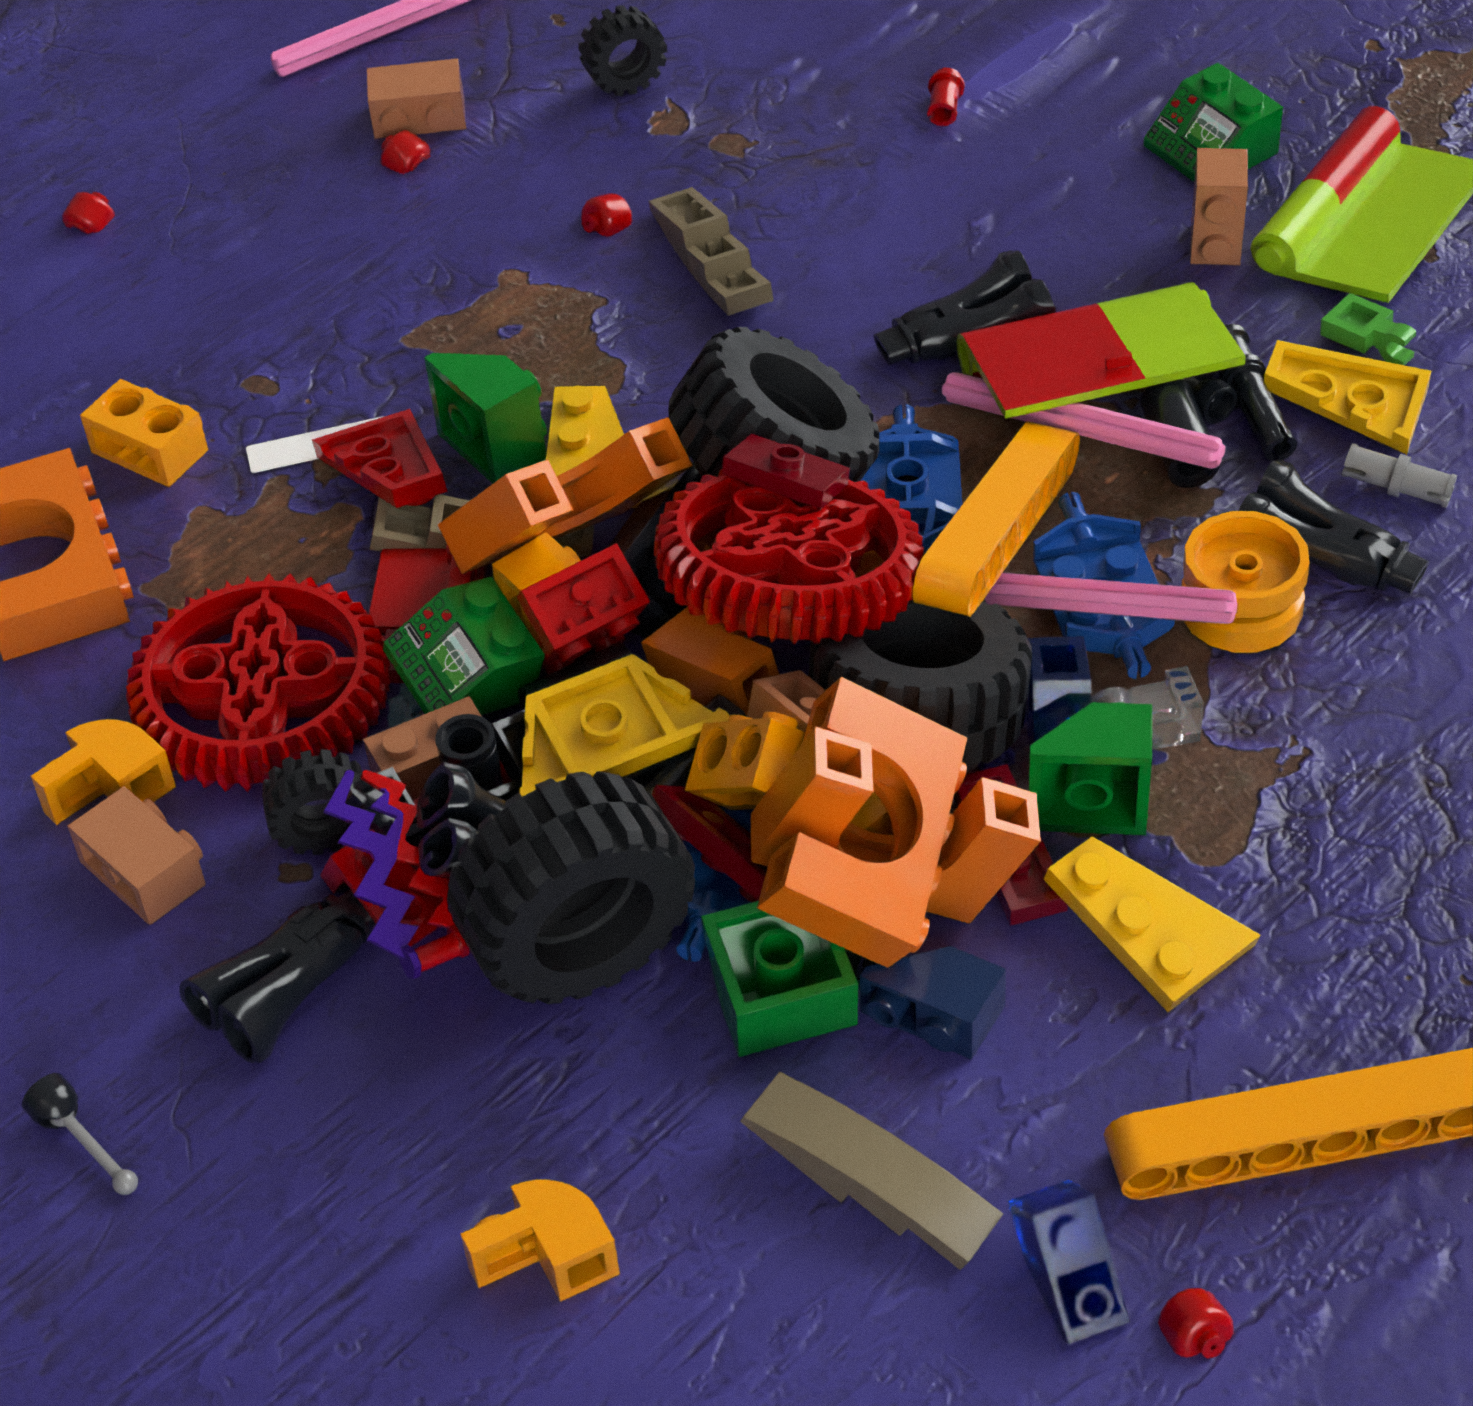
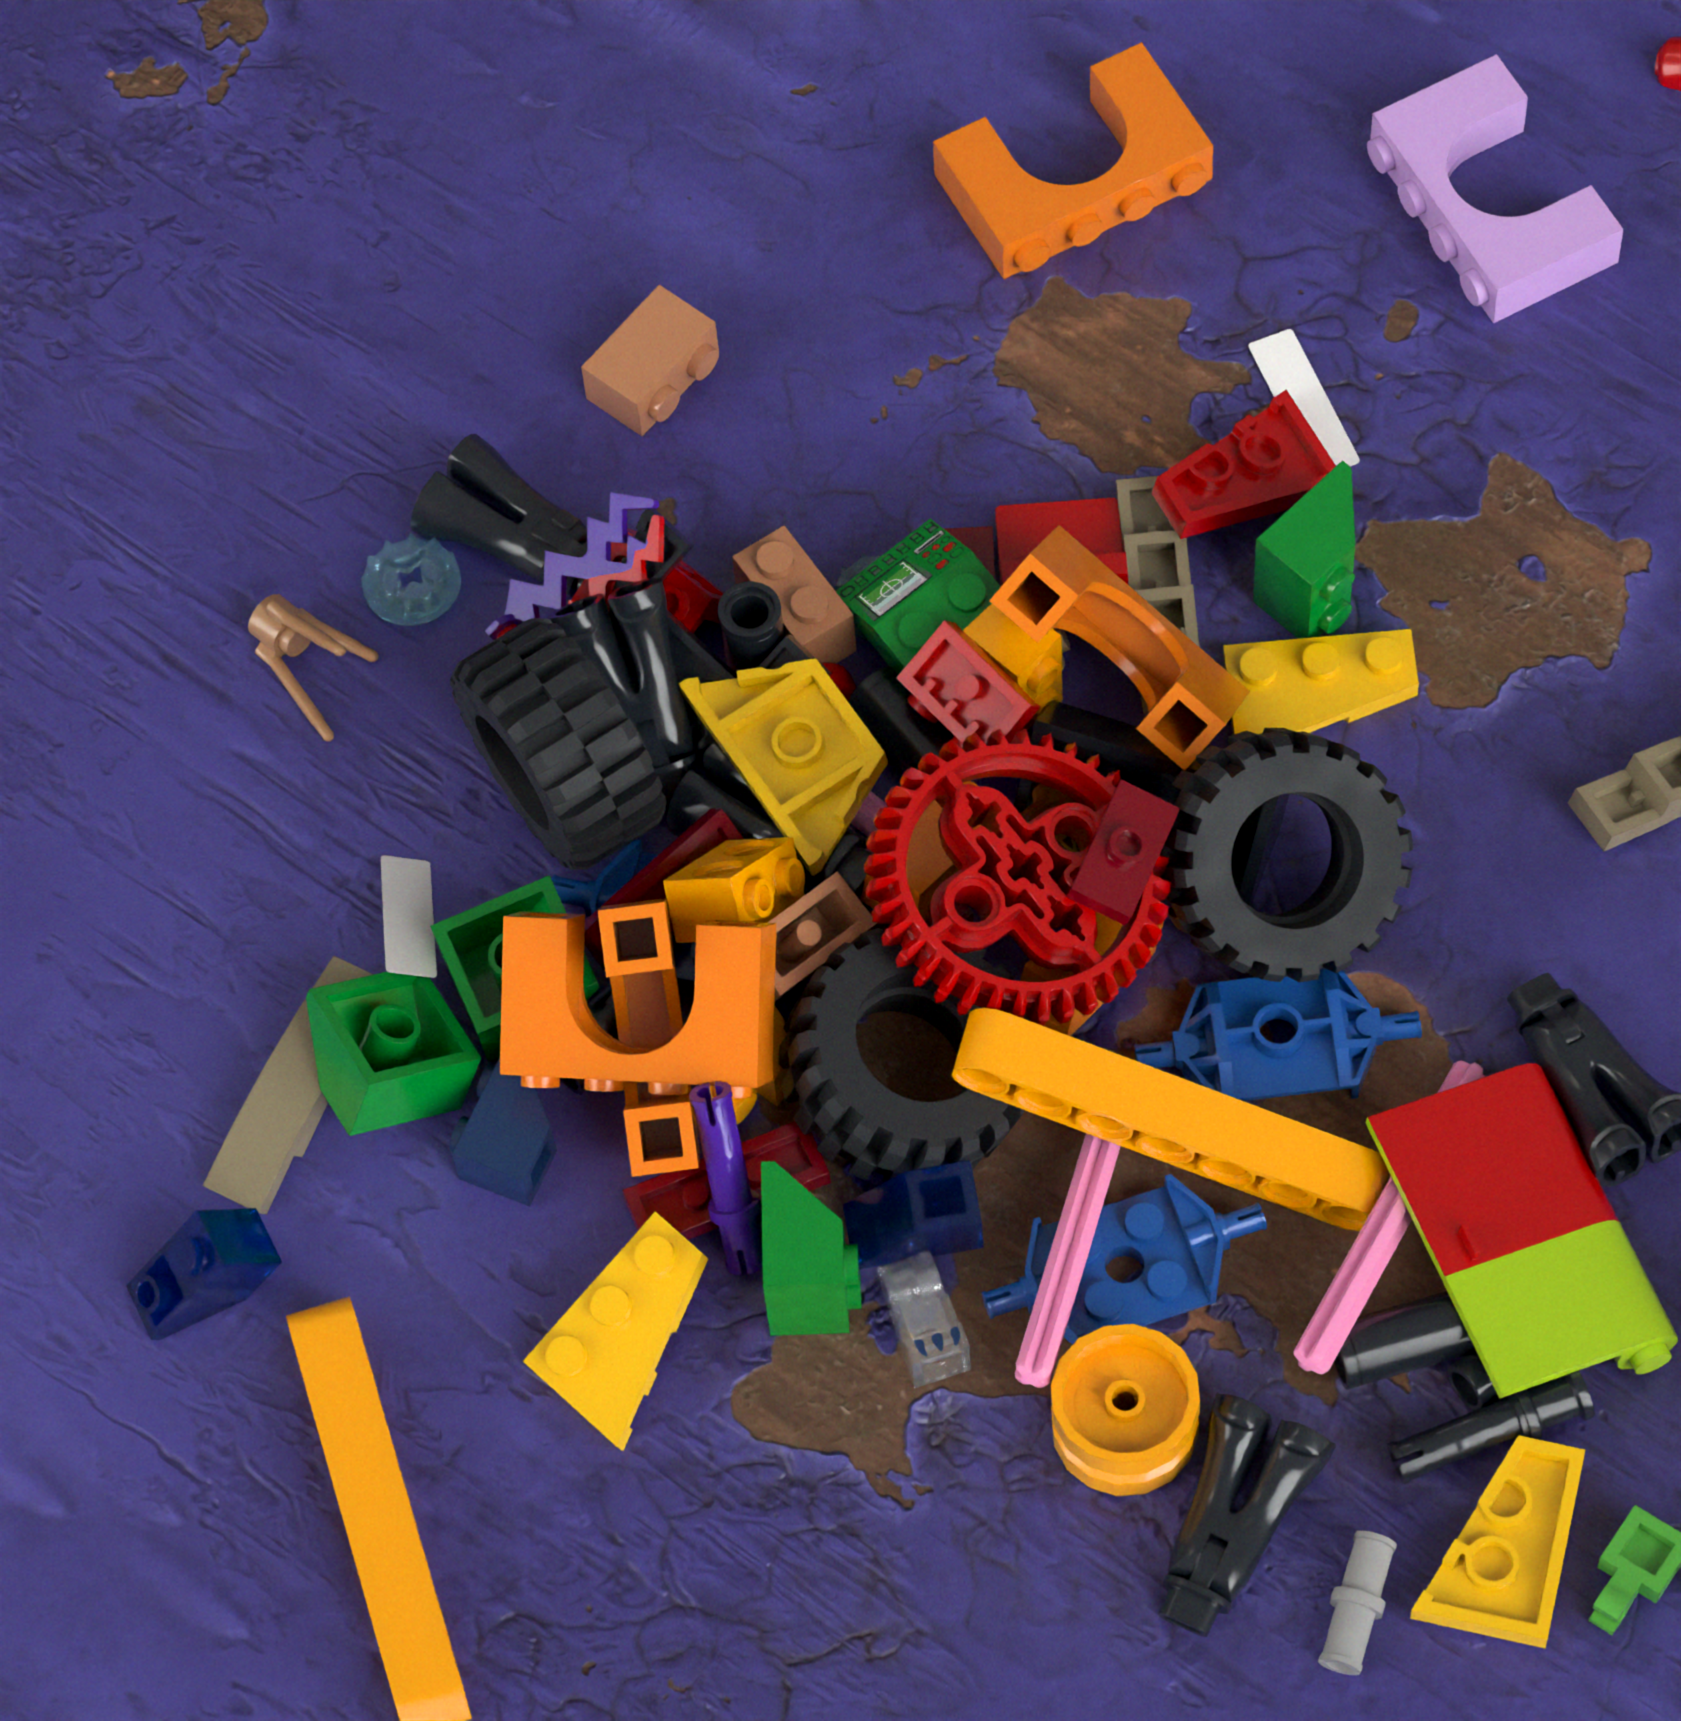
camera: 85 degrees right, 15 degrees up
(55, 1105) = (348, 368): hinge -> none
(100, 762) = (769, 308): light orange brick -> none
(120, 345) = (1499, 258): none -> lavender arch
(144, 432) = (1267, 214): light orange brick -> none
(188, 670) = (899, 416): red gear -> none
(294, 786) = (712, 503): black tyre -> none
(317, 1087) = (418, 601): none -> clear light blue gear
(348, 1166) = (290, 631): none -> medium nougat plant
(548, 1226) = (216, 821): light orange brick -> none
(703, 1063) = (408, 916): none -> white sticker
(861, 1064) = (388, 1050): none -> green slope
(1055, 819) = (733, 1202): none -> dark purple pin
(1195, 1323) = (153, 1401): red piece -> none

